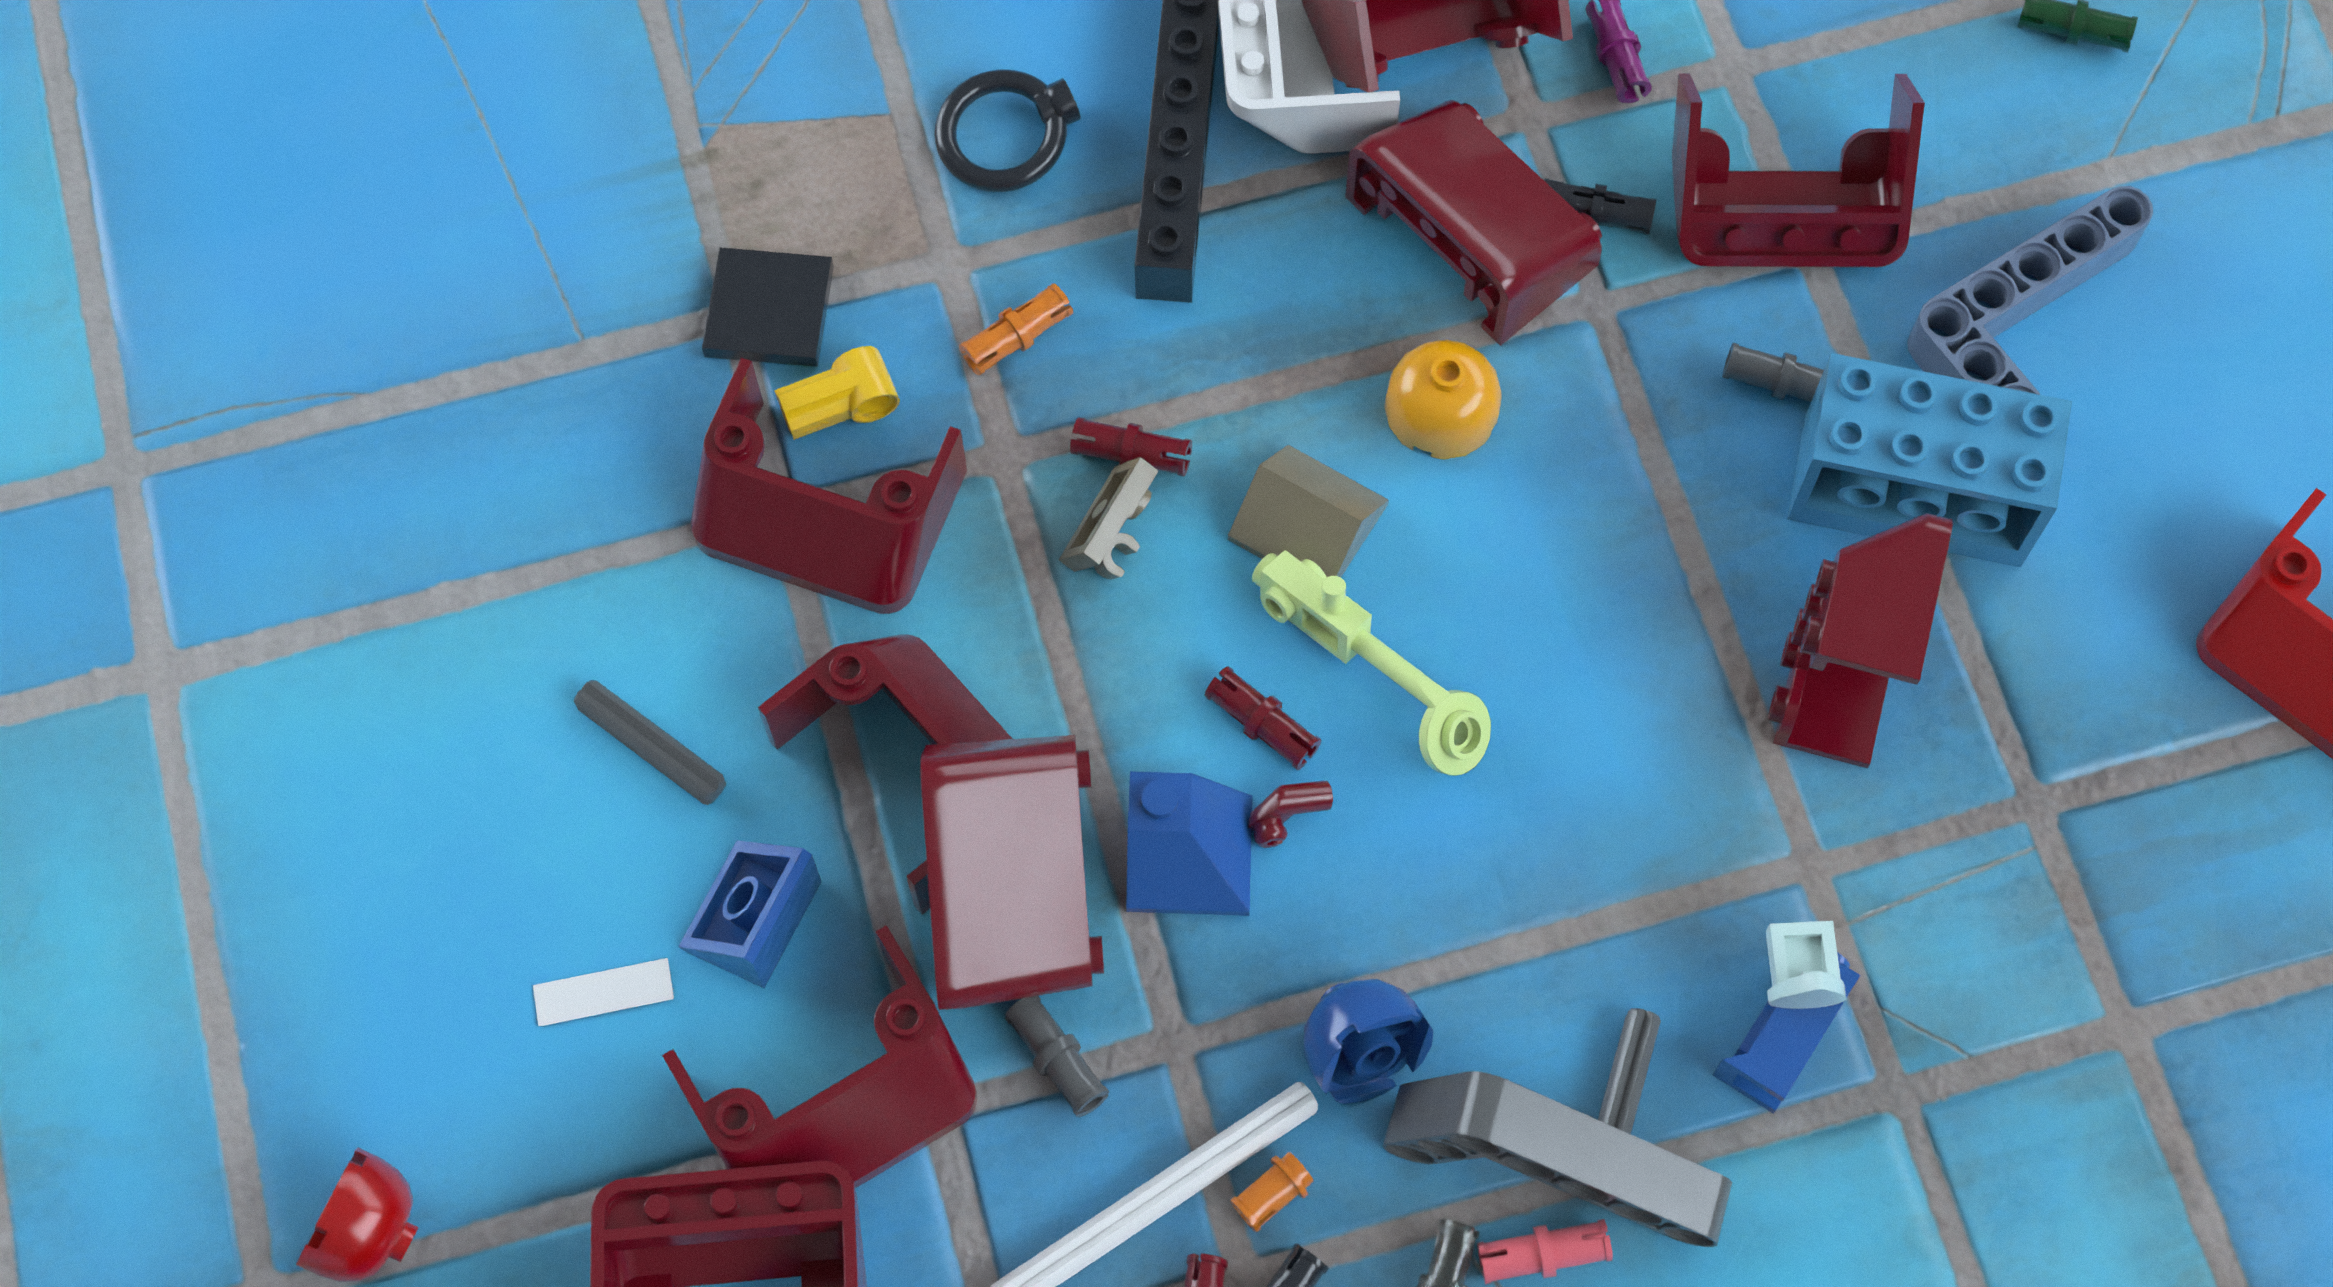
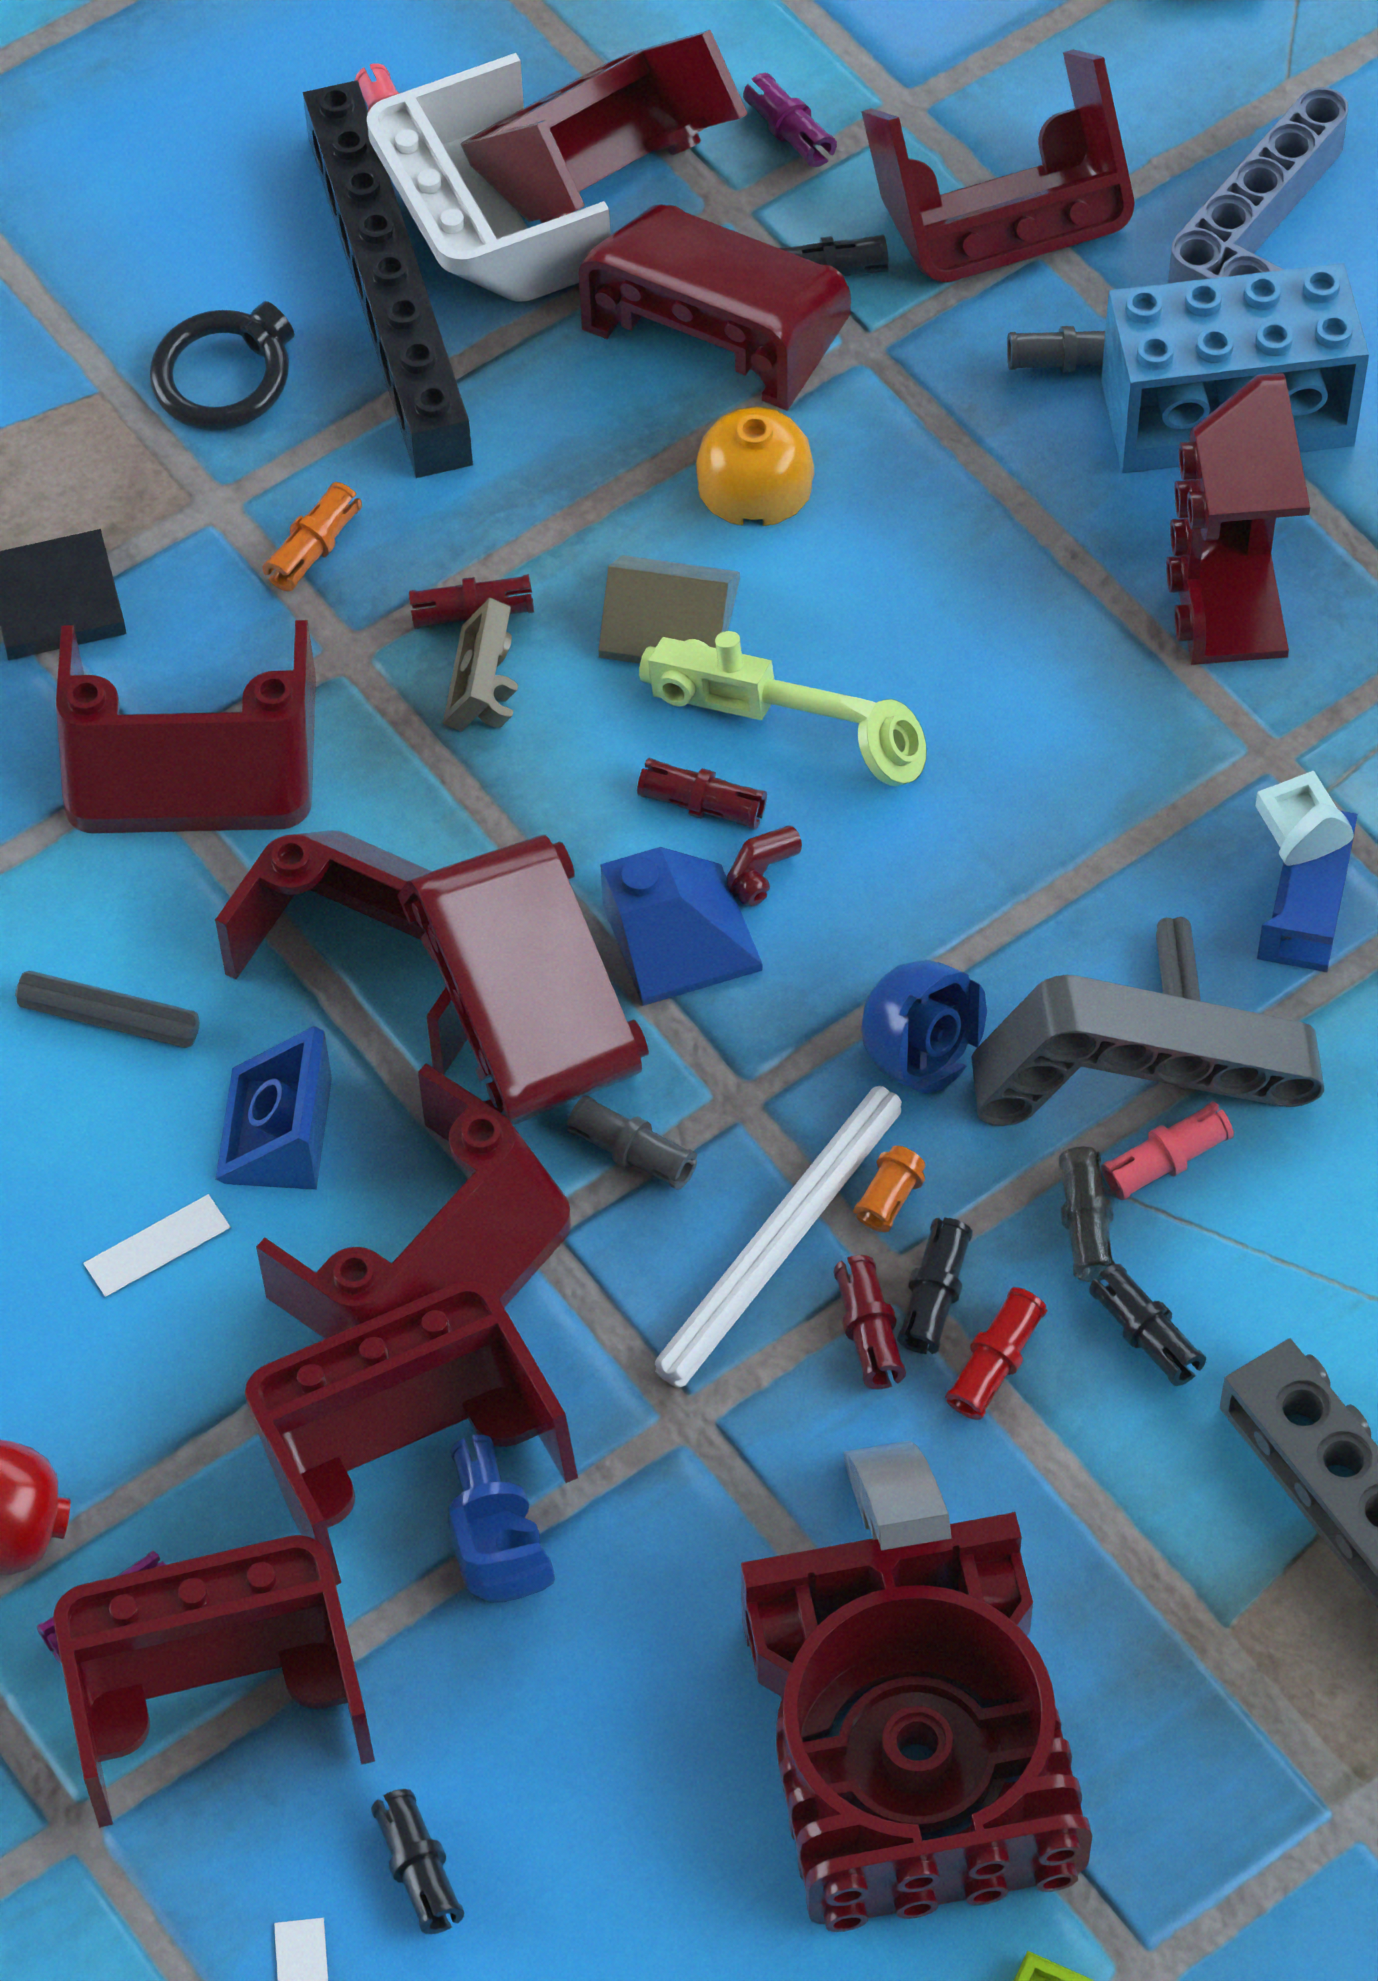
camera: 20 degrees left, 10 degrees down
(853, 388) = (173, 635): yellow piece -> none

